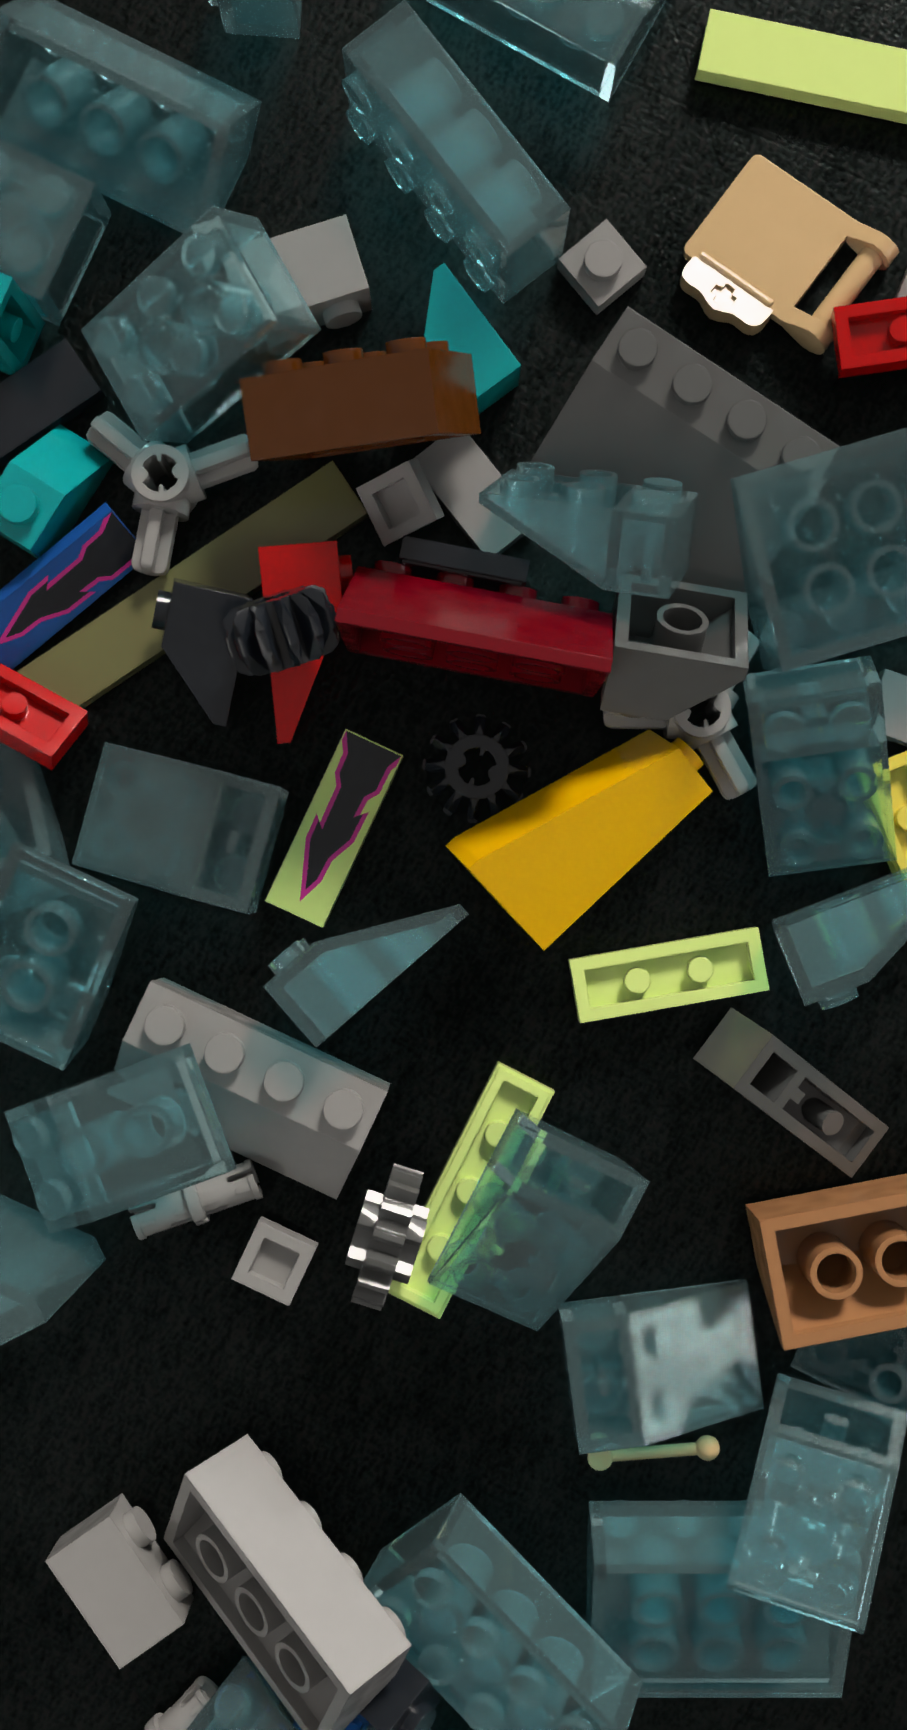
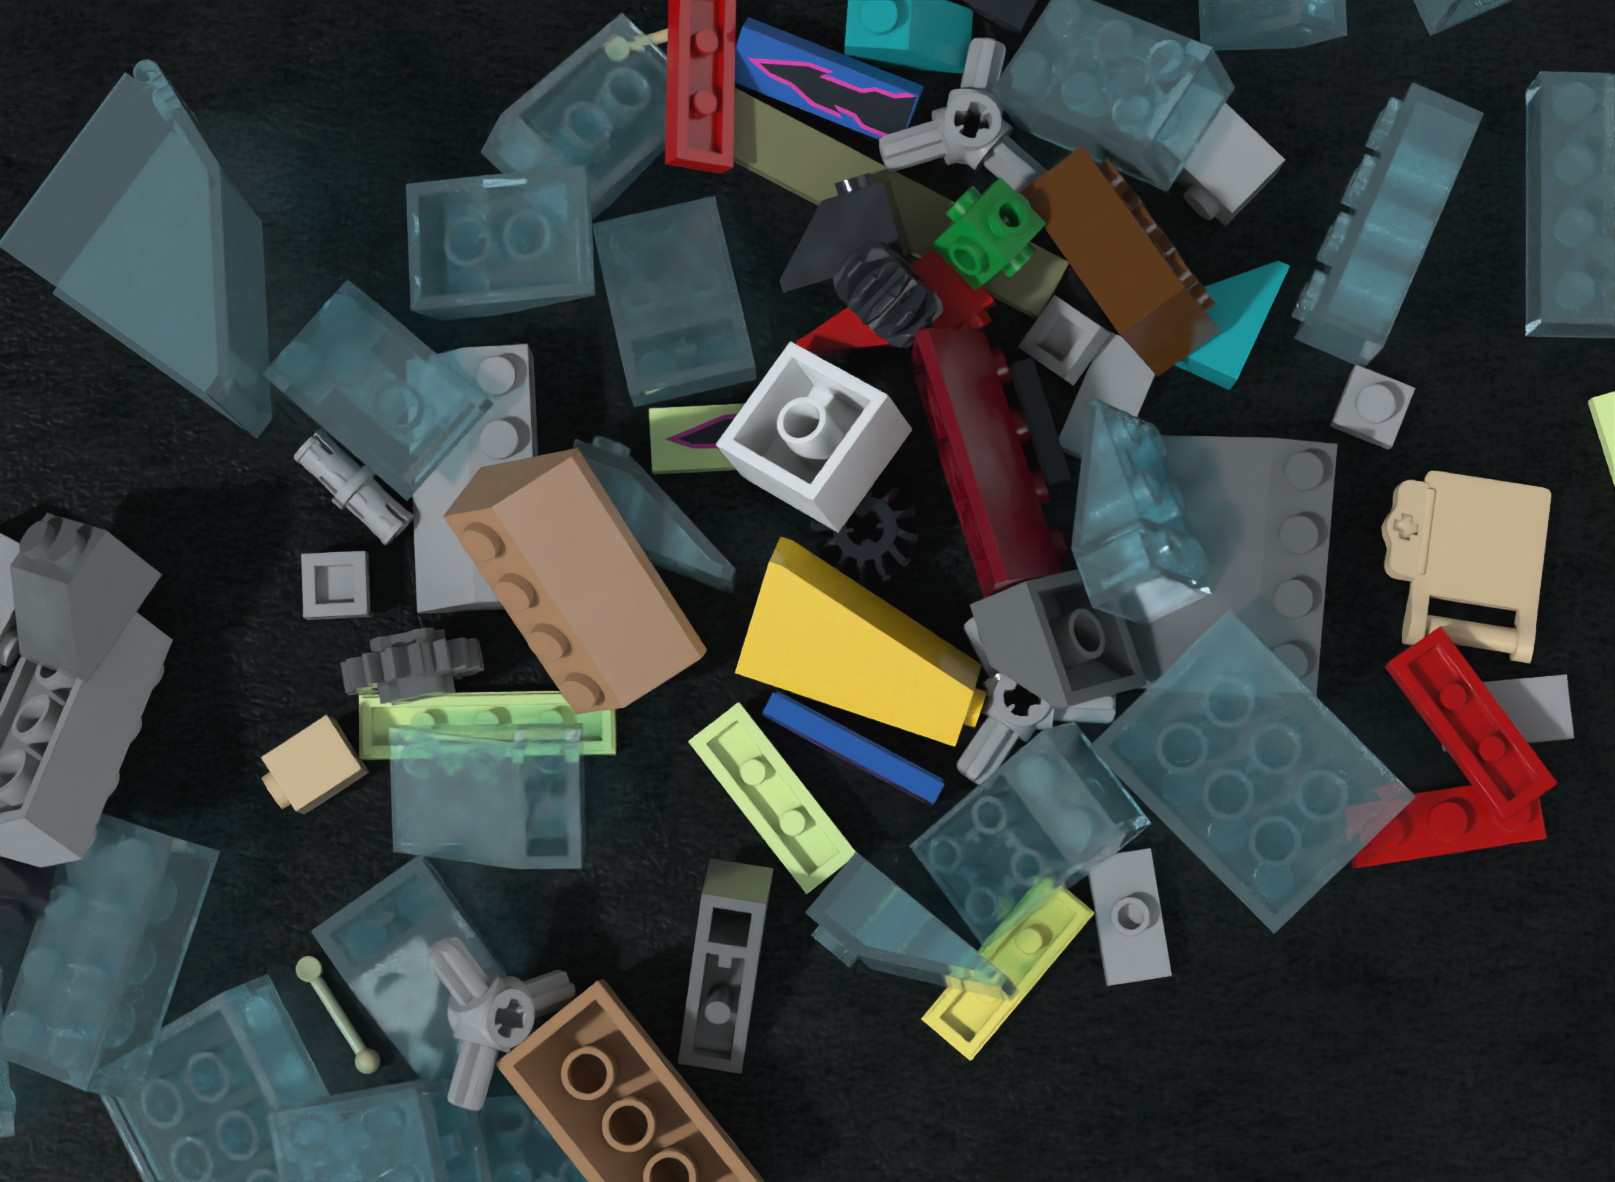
camera: 65 degrees right, 5 degrees down
(161, 1513) = (75, 594): none -> dark grey slope
(274, 508) = (988, 233): none -> green brick
(373, 767) = (814, 436): none -> white brick
(387, 1057) = (573, 579): none -> medium nougat slope
(425, 1366) = (312, 766): none -> tan brick
(664, 880) = (853, 748): none -> blue tile
(738, 1331) = (489, 1014): none -> light grey bush

